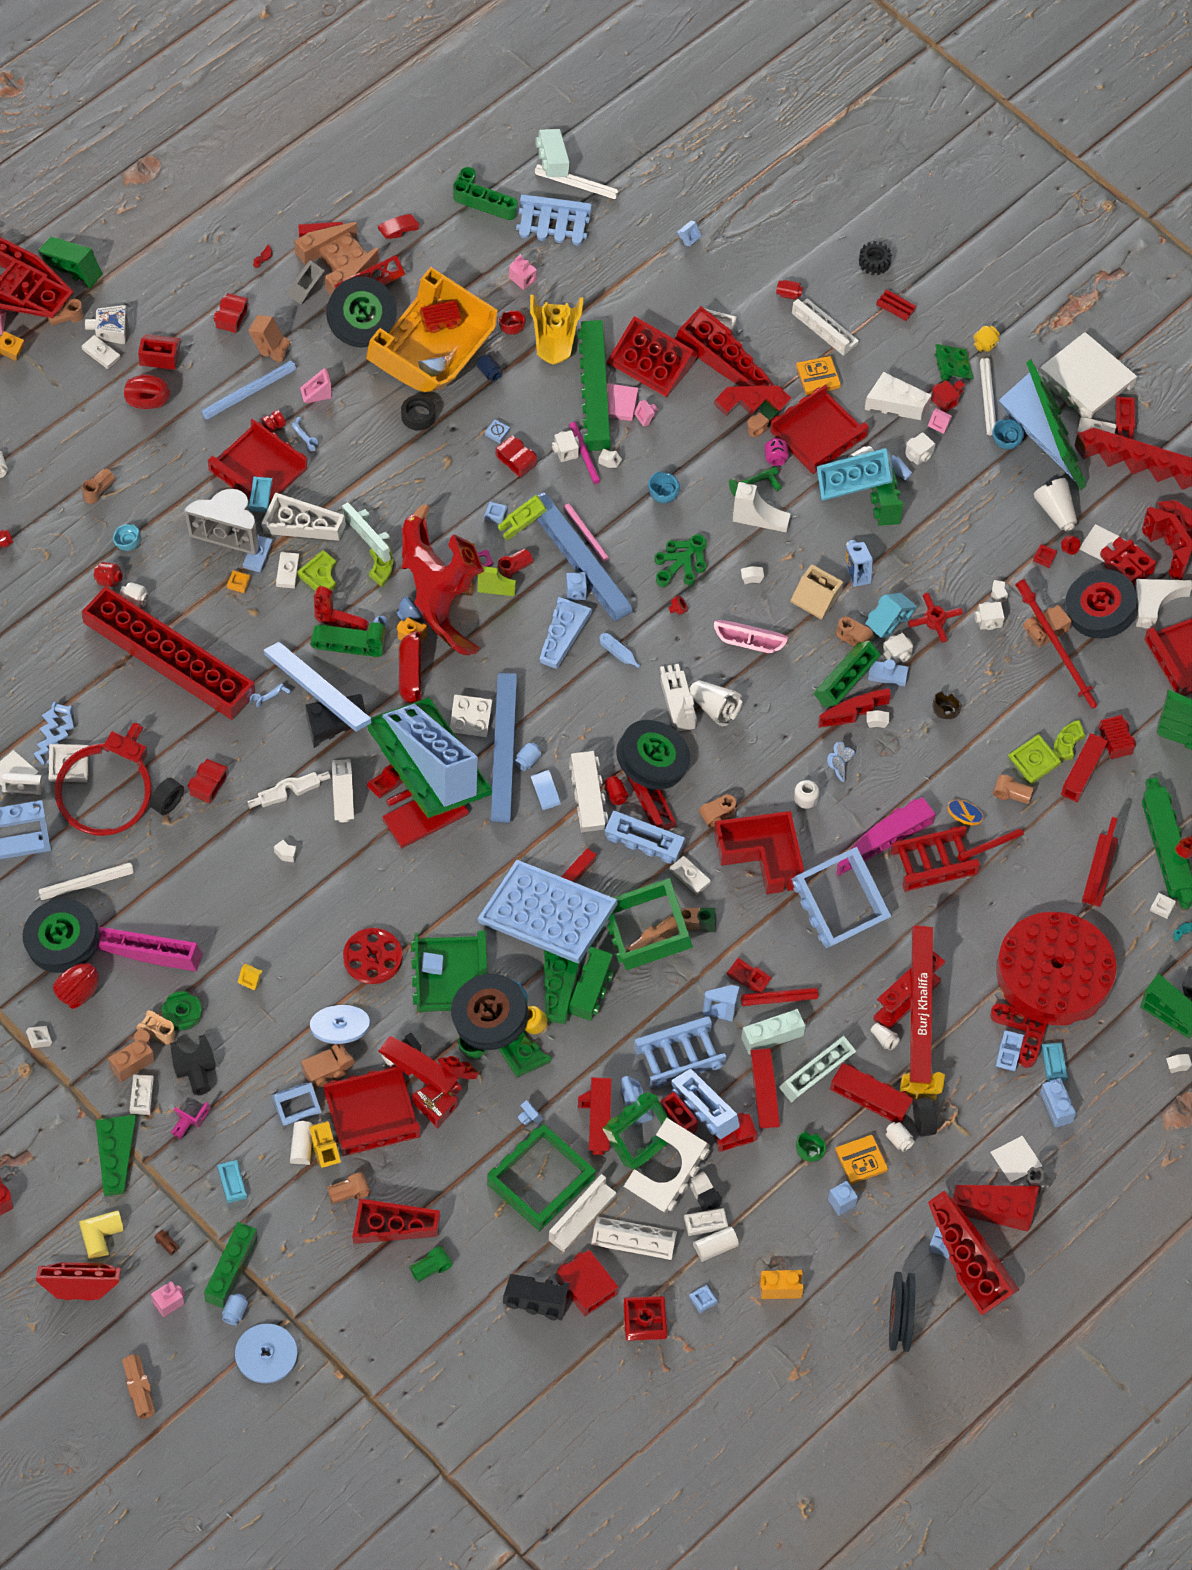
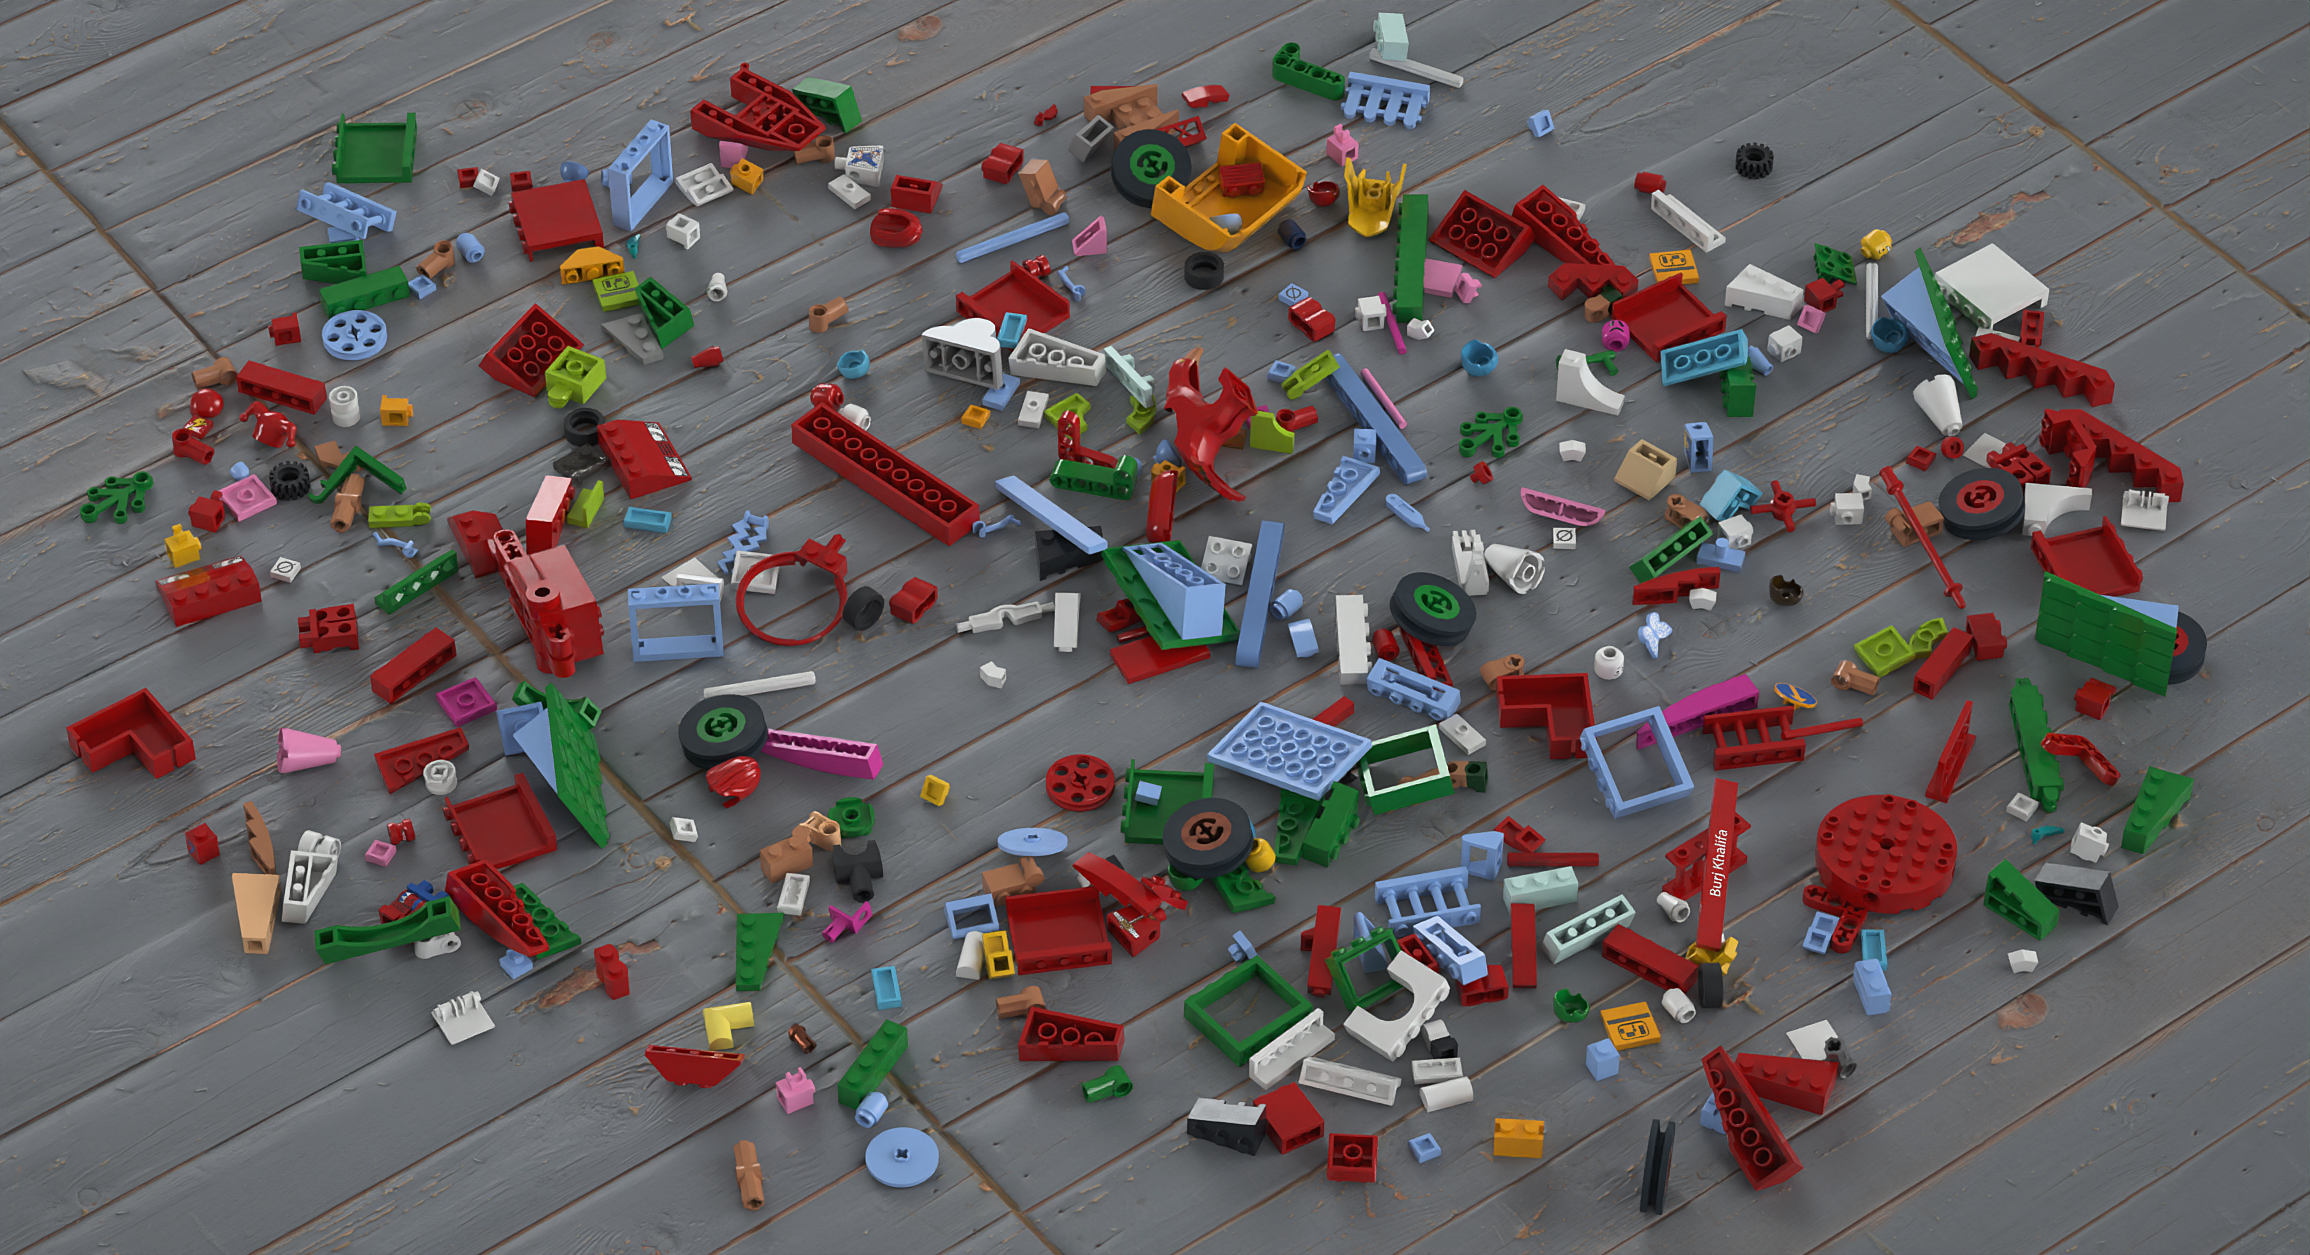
camera: 10 degrees right, 15 degrees down
(754, 665) = (1564, 538): none -> white tile
(898, 303) = (1773, 206): red tile -> none

